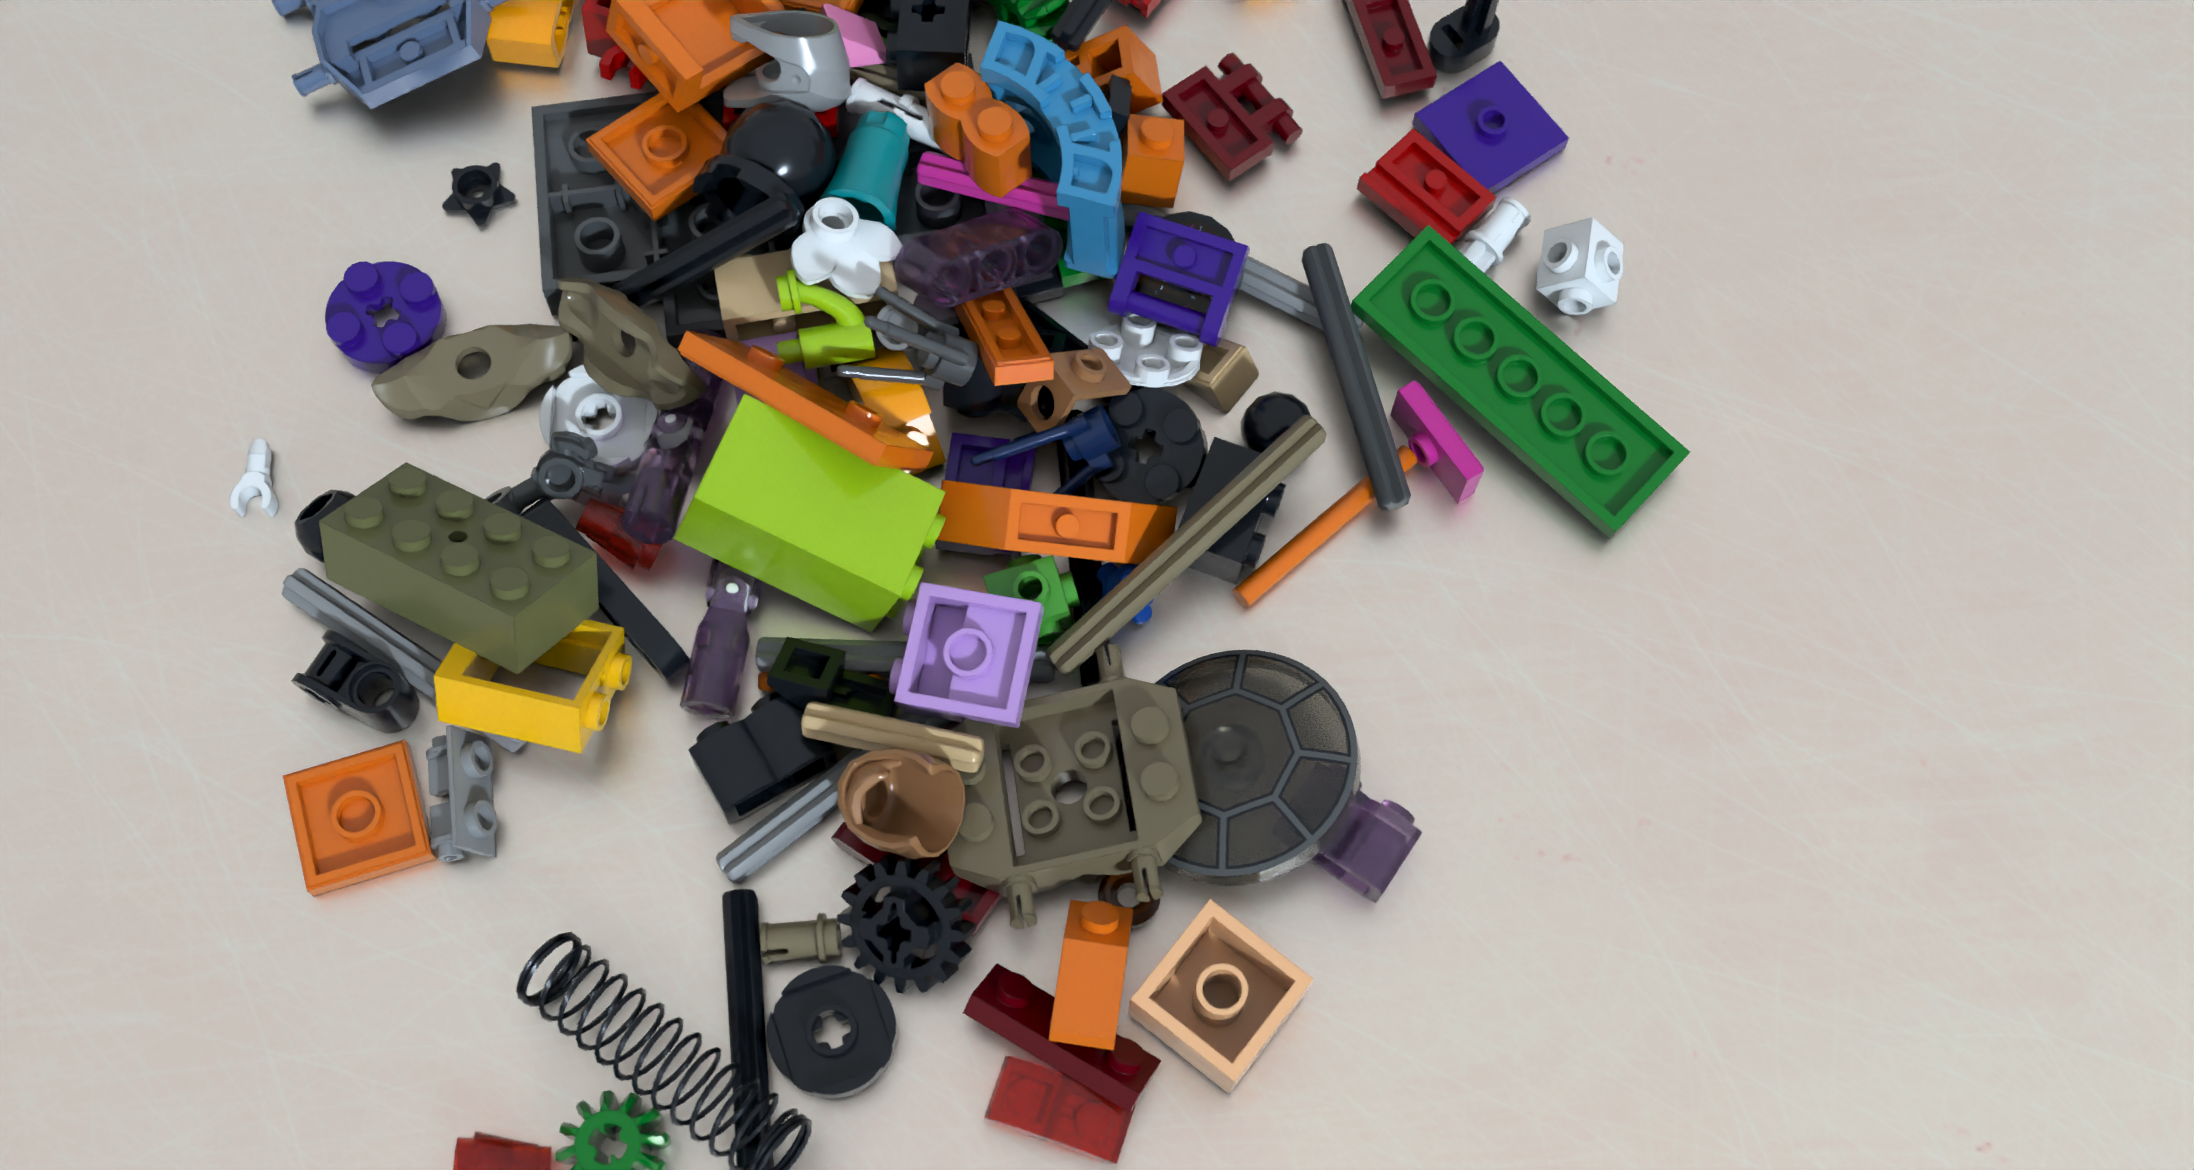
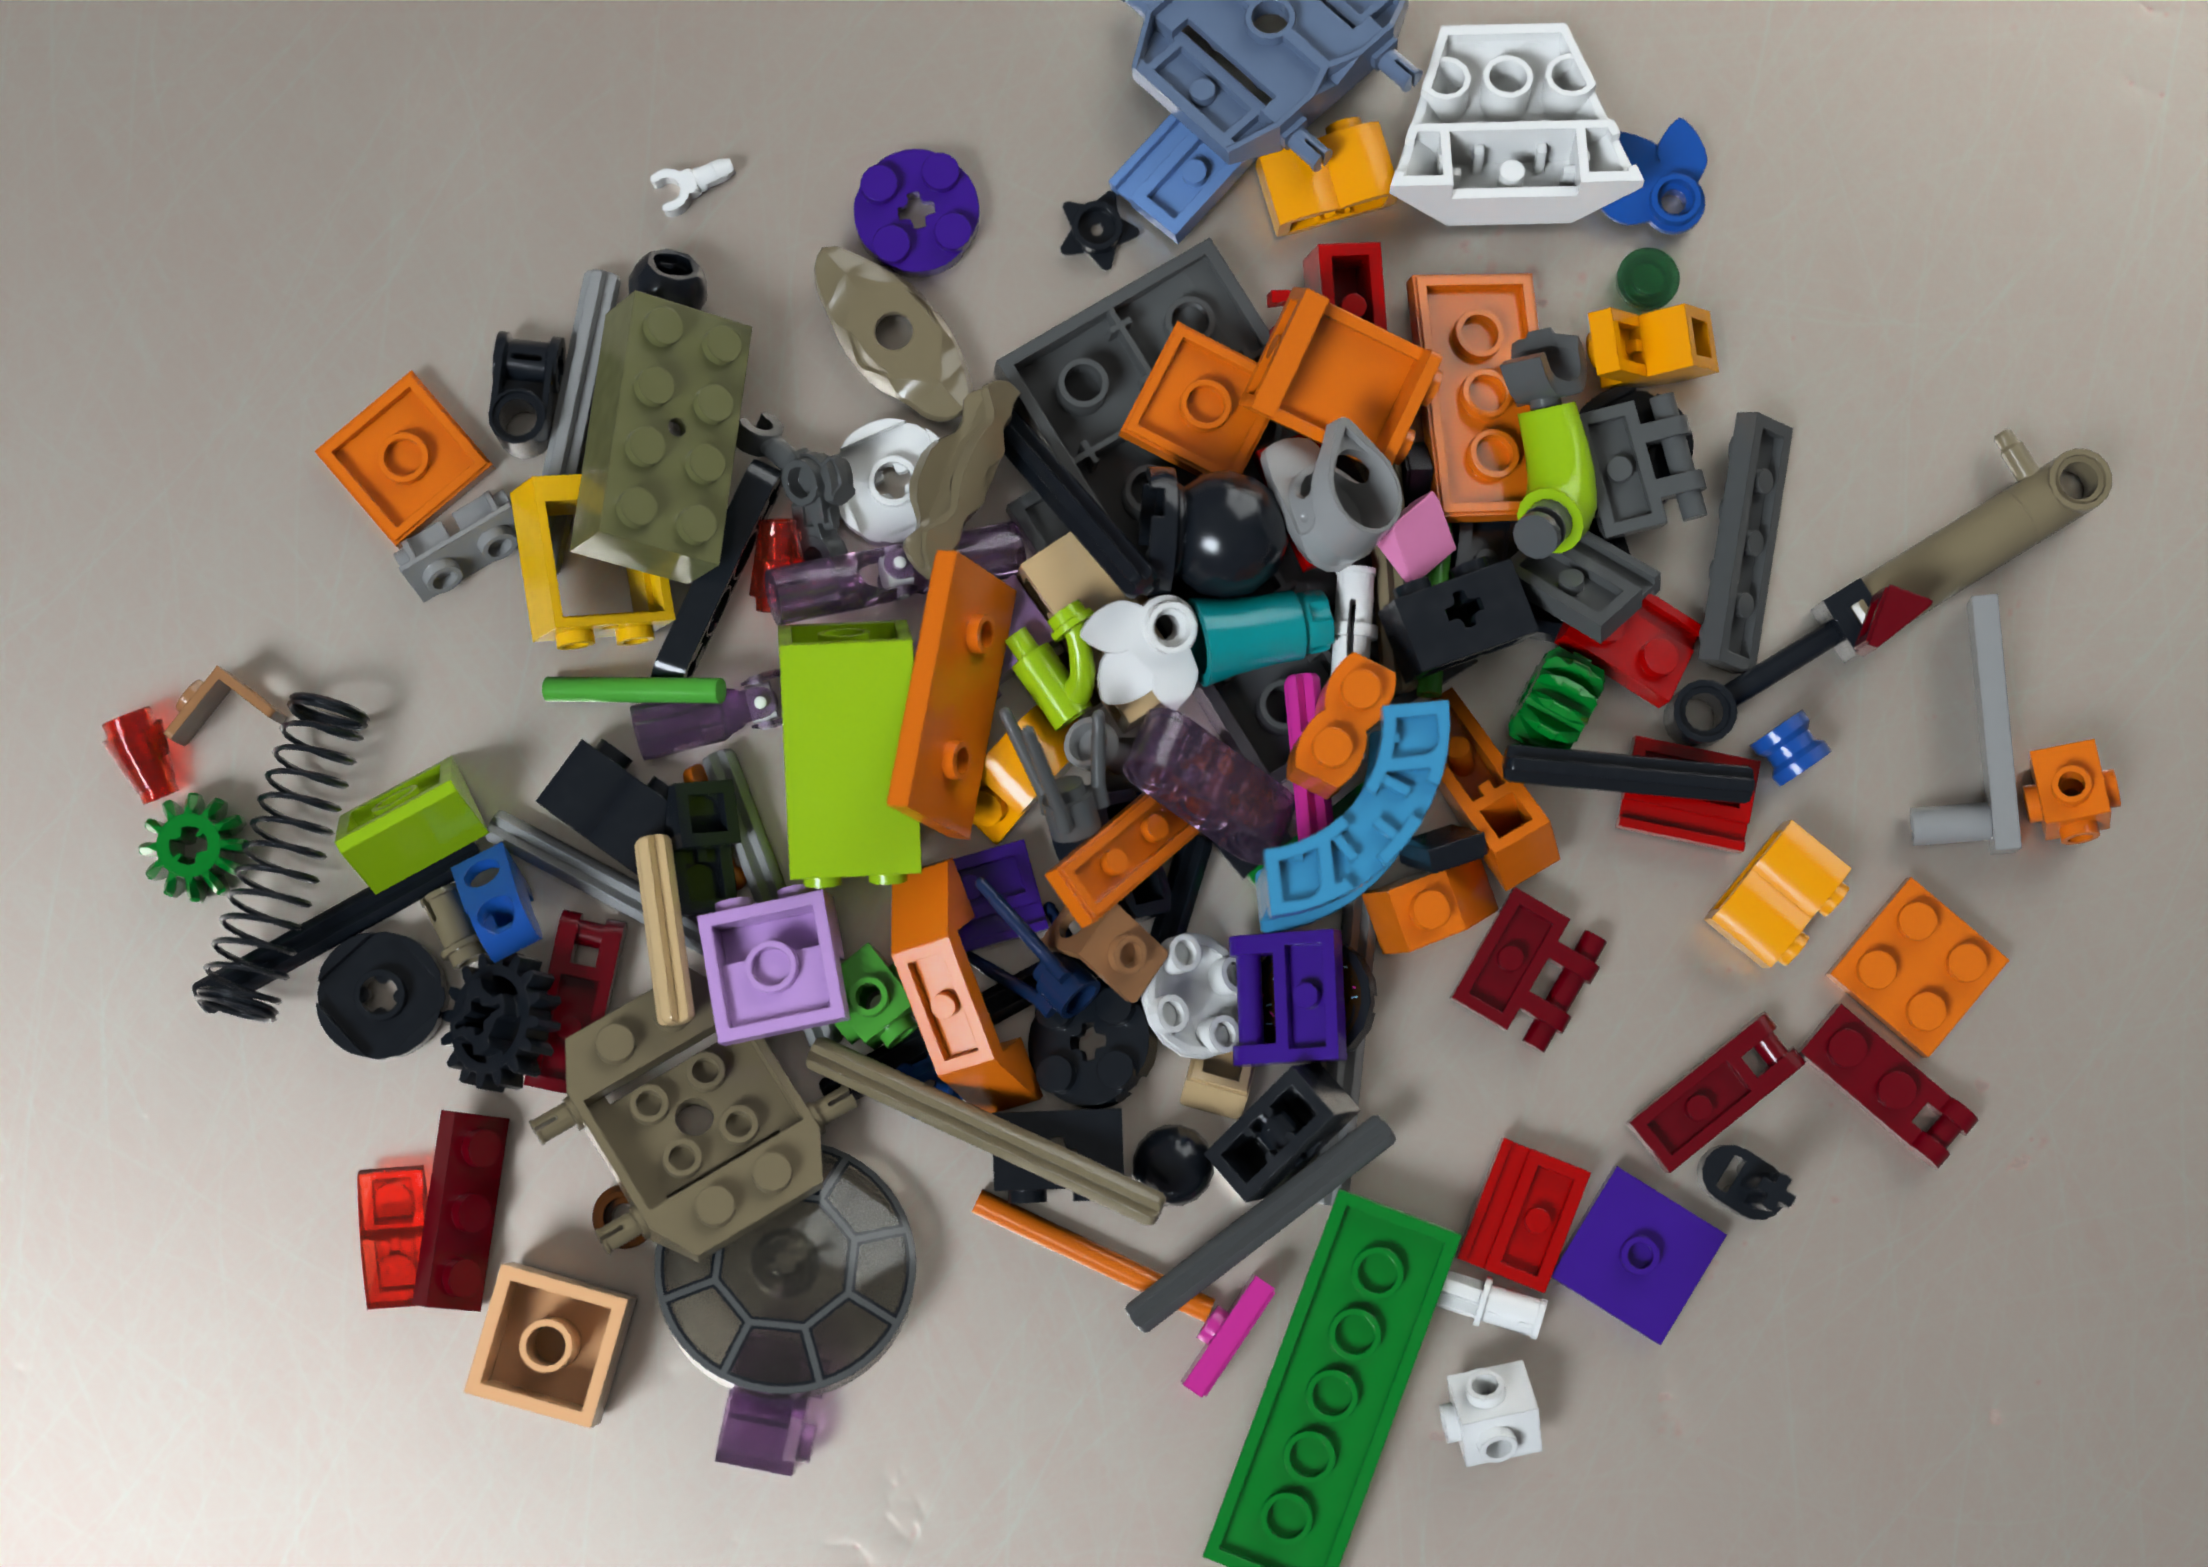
camera: 65 degrees right, 15 degrees up
(468, 111) = (1175, 179): none -> medium blue plate
(476, 1083) = (204, 697): none -> medium nougat bracket
(667, 692) = (634, 689): none -> bright green bar
(690, 933) = (410, 826): none -> lime slope
(806, 879) = (500, 908): none -> blue leg
(902, 802) = (592, 971): medium nougat piece -> none
(1091, 974) = (517, 1216): orange slope -> none
(1287, 322) = (1282, 1131): none -> black brick

